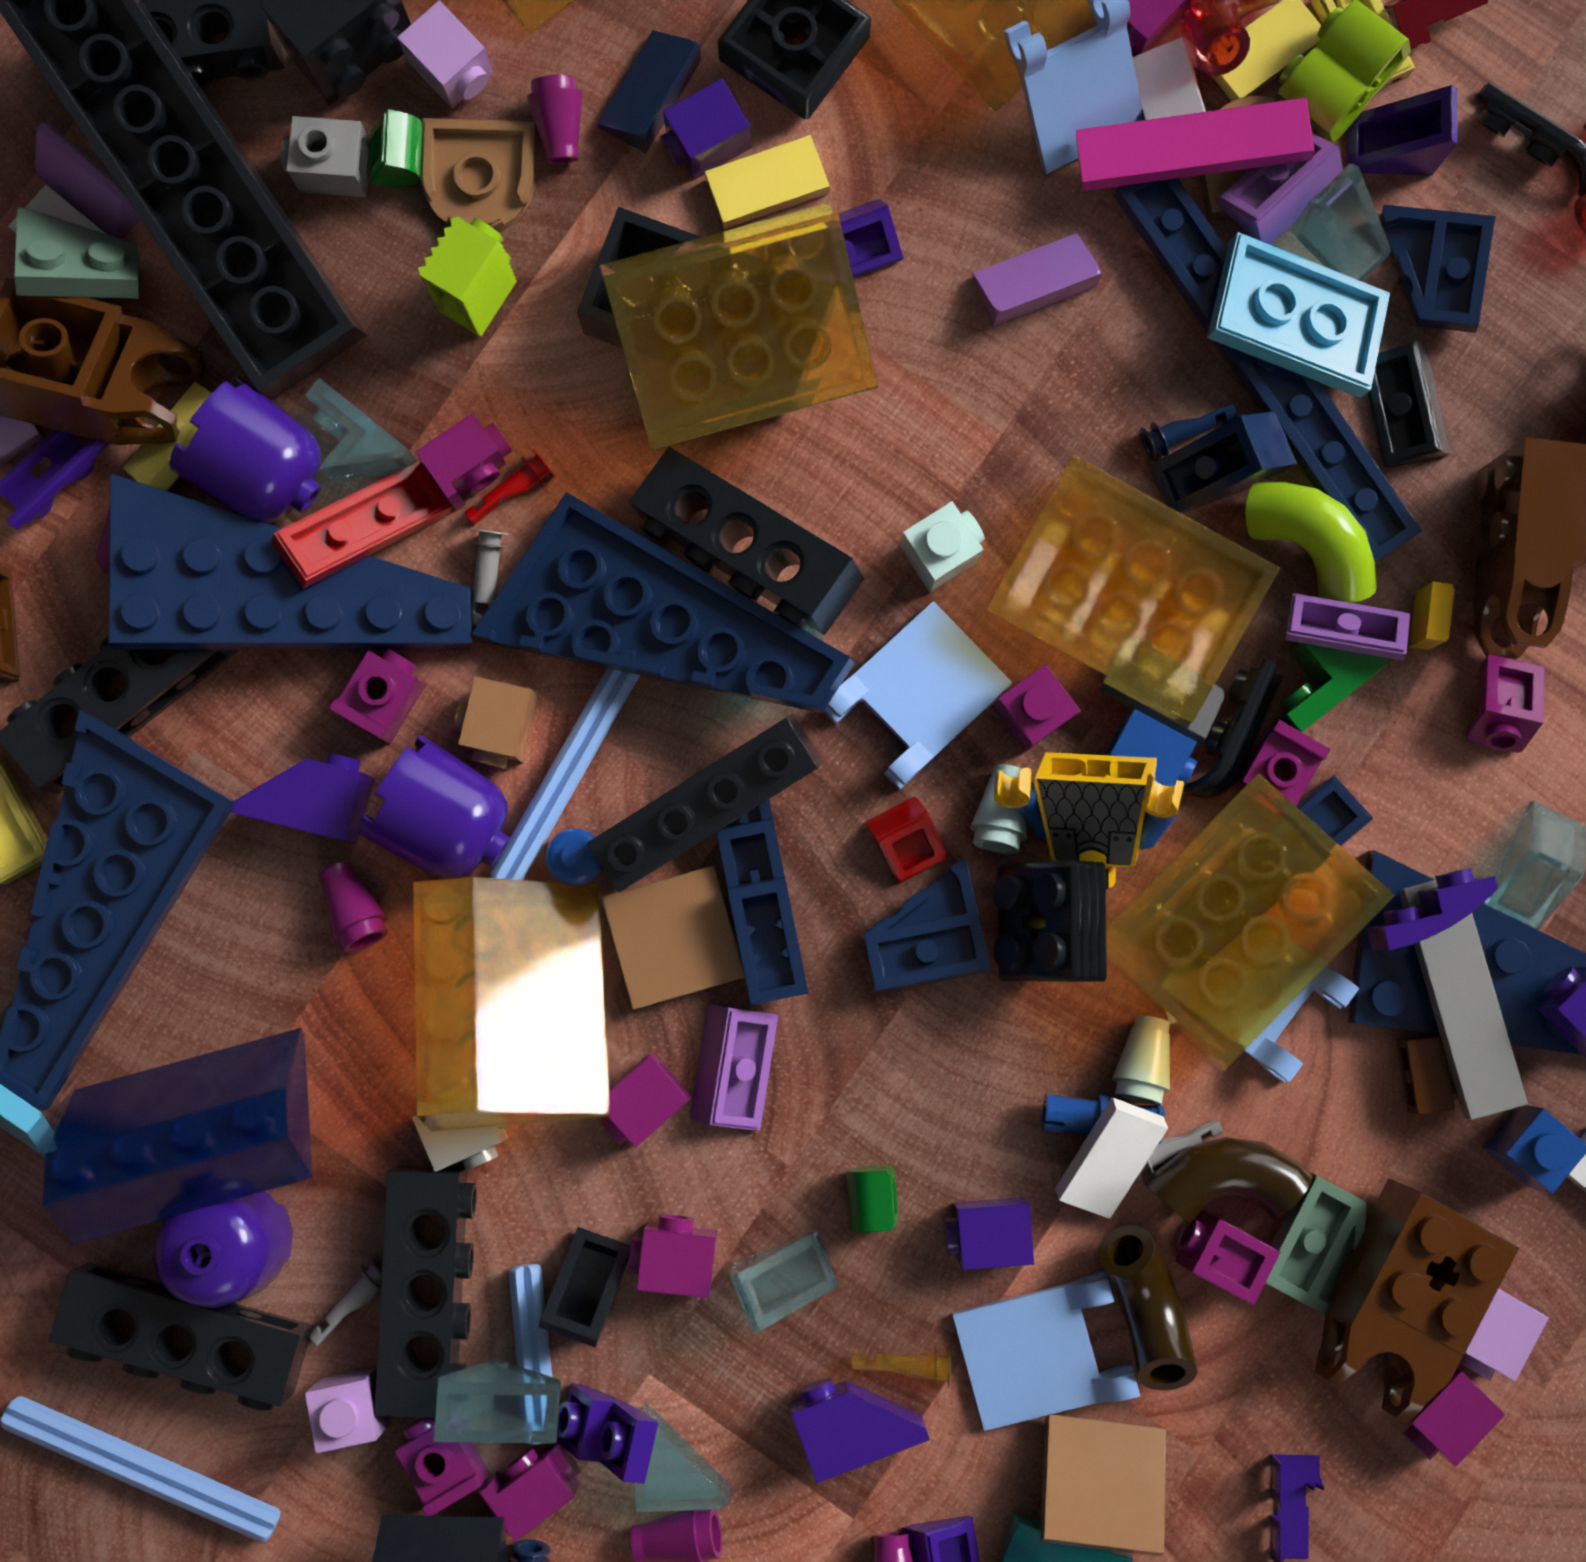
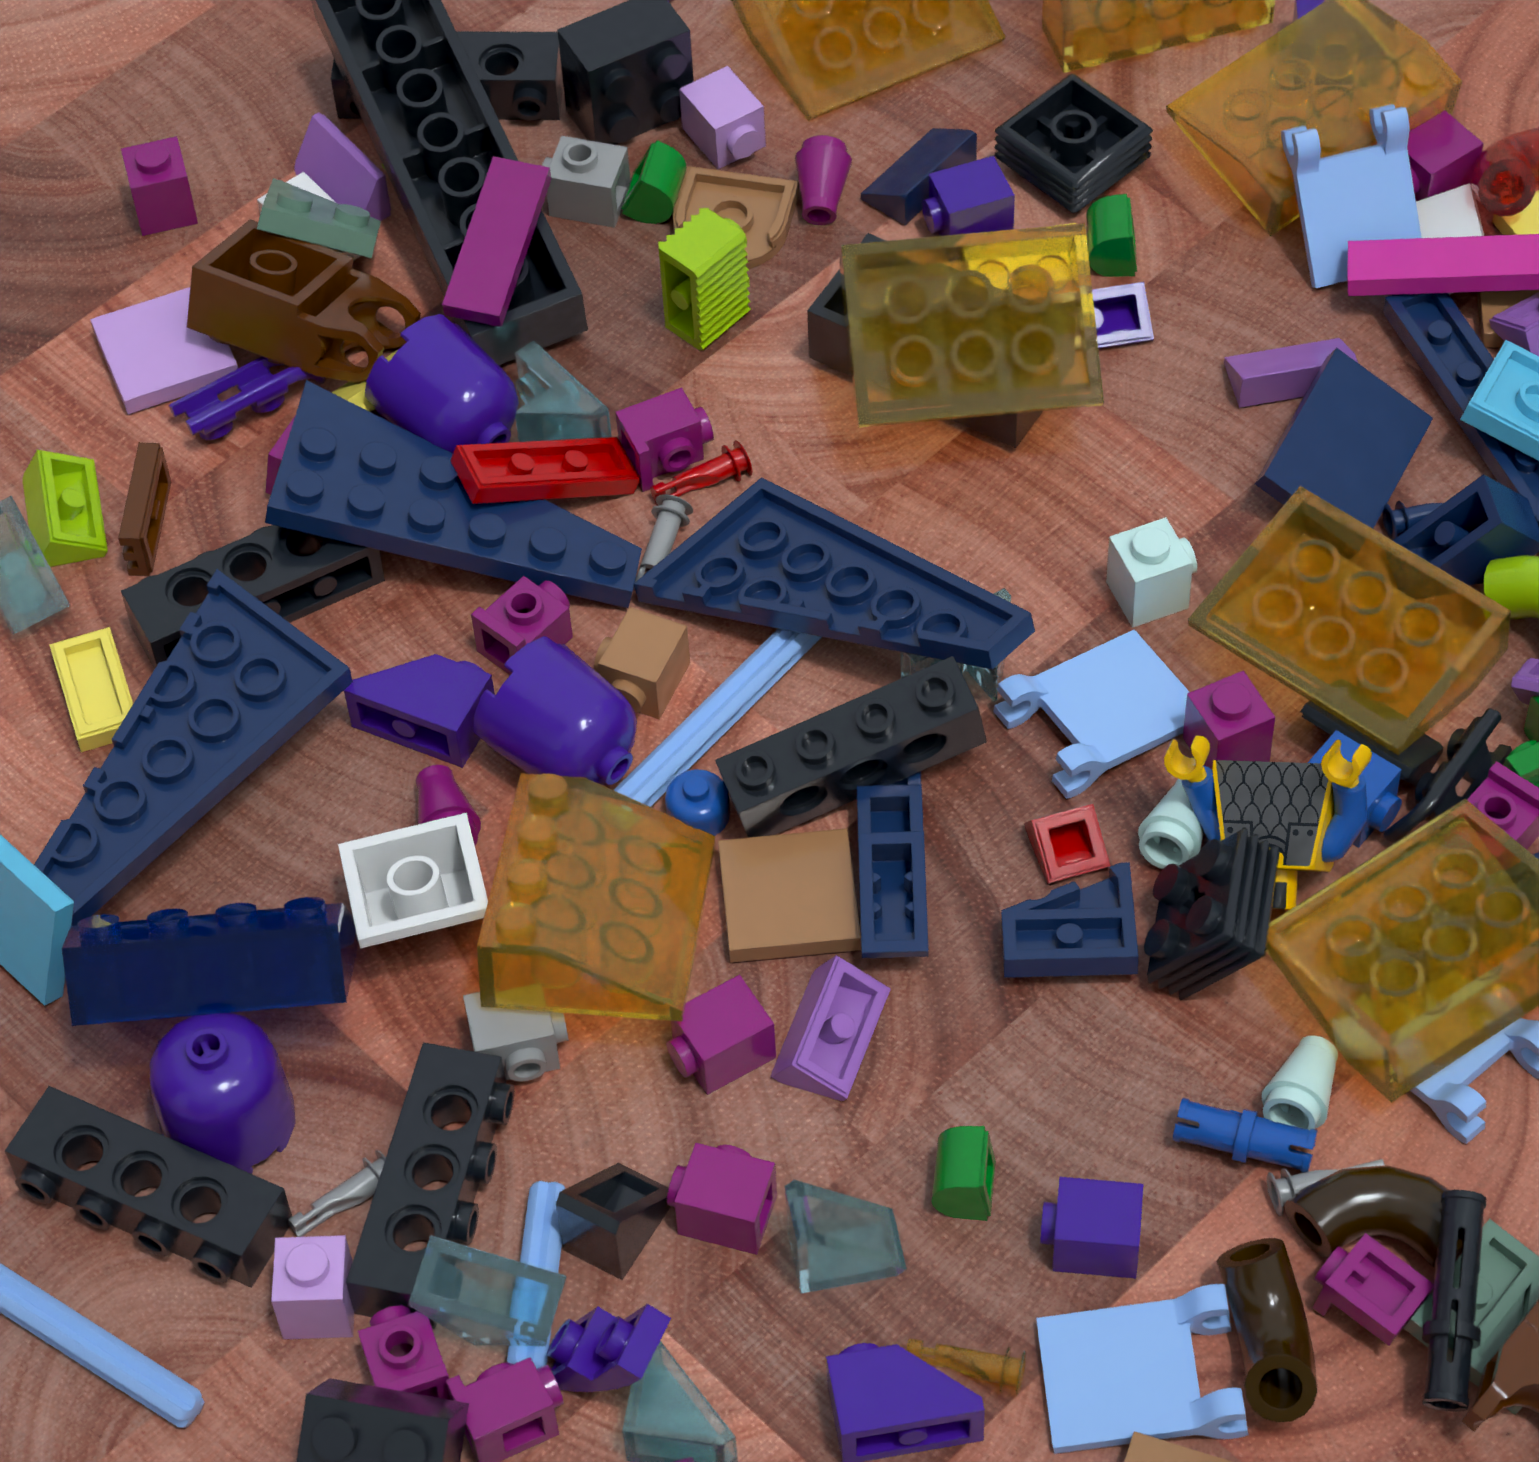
camera: 15 degrees right, 30 degrees down
(258, 284) = (497, 241): none -> magenta tile
(346, 1018) = (413, 880): none -> white slope
(682, 487) = (946, 522): black brick -> none
(847, 148) = (1111, 236): none -> green brick
(1100, 377) = (1346, 441): none -> dark blue tile
(1111, 1158) = (1247, 1163): white tile -> none
(1301, 1262) = (1449, 1381): none -> black pin

